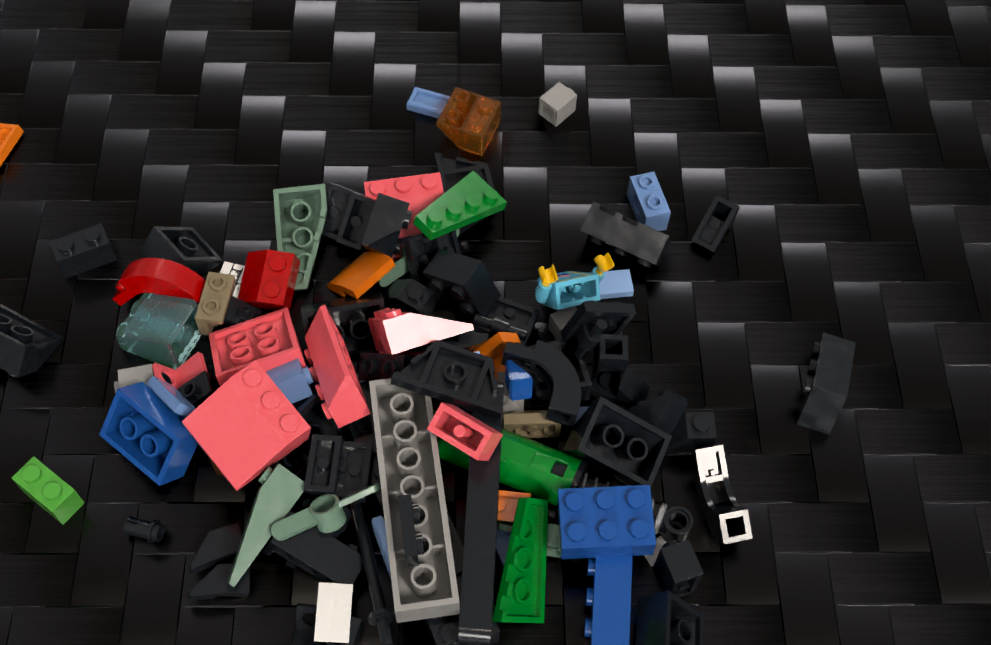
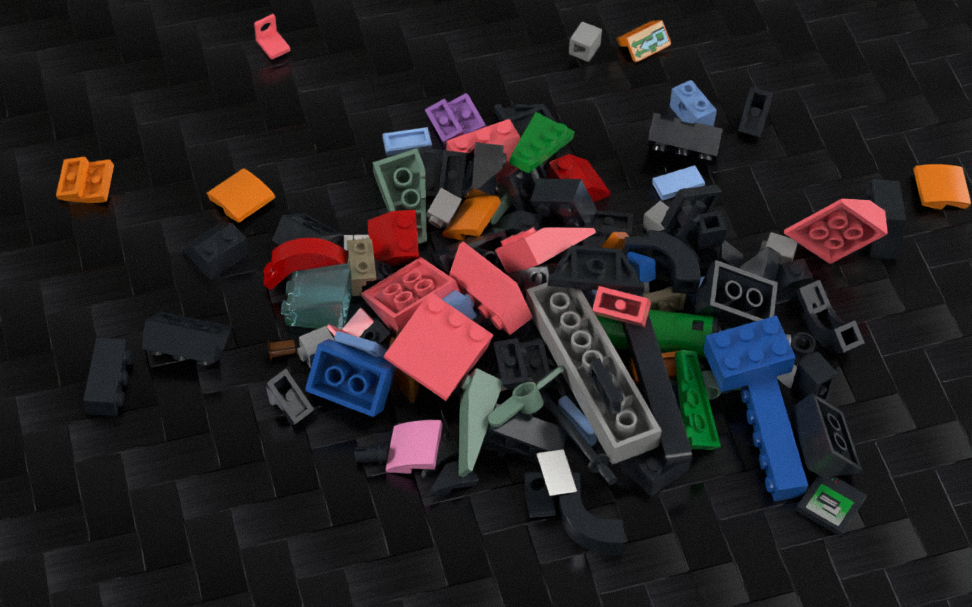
camera: 15 degrees left, 5 degrees down
(48, 490) = (279, 443): bright green brick -> none
(79, 437) = (288, 396): none -> black slope
(100, 376) = (281, 348): none -> reddish brown piece
(133, 193) = (241, 195): none -> orange slope
(193, 533) = (414, 446): none -> bright pink slope
(233, 33) = (270, 39): none -> coral bracket
(330, 171) = (406, 140): none -> light blue tile
(333, 257) = (443, 209): none -> light grey brick
(390, 157) = (455, 117): none -> medium lavender slope
(427, 102) = (474, 64): medium blue tile -> none
(470, 120) = (515, 70): clear orange slope -> none
(498, 254) = (577, 168): none -> red slope
(571, 287) = (655, 189): medium azure torso -> none
(623, 116) = (645, 40): none -> panel
(694, 390) = (783, 245): none -> light grey brick
(766, 389) = (840, 228): none -> coral slope
(906, 358) = (941, 186): none -> orange slope

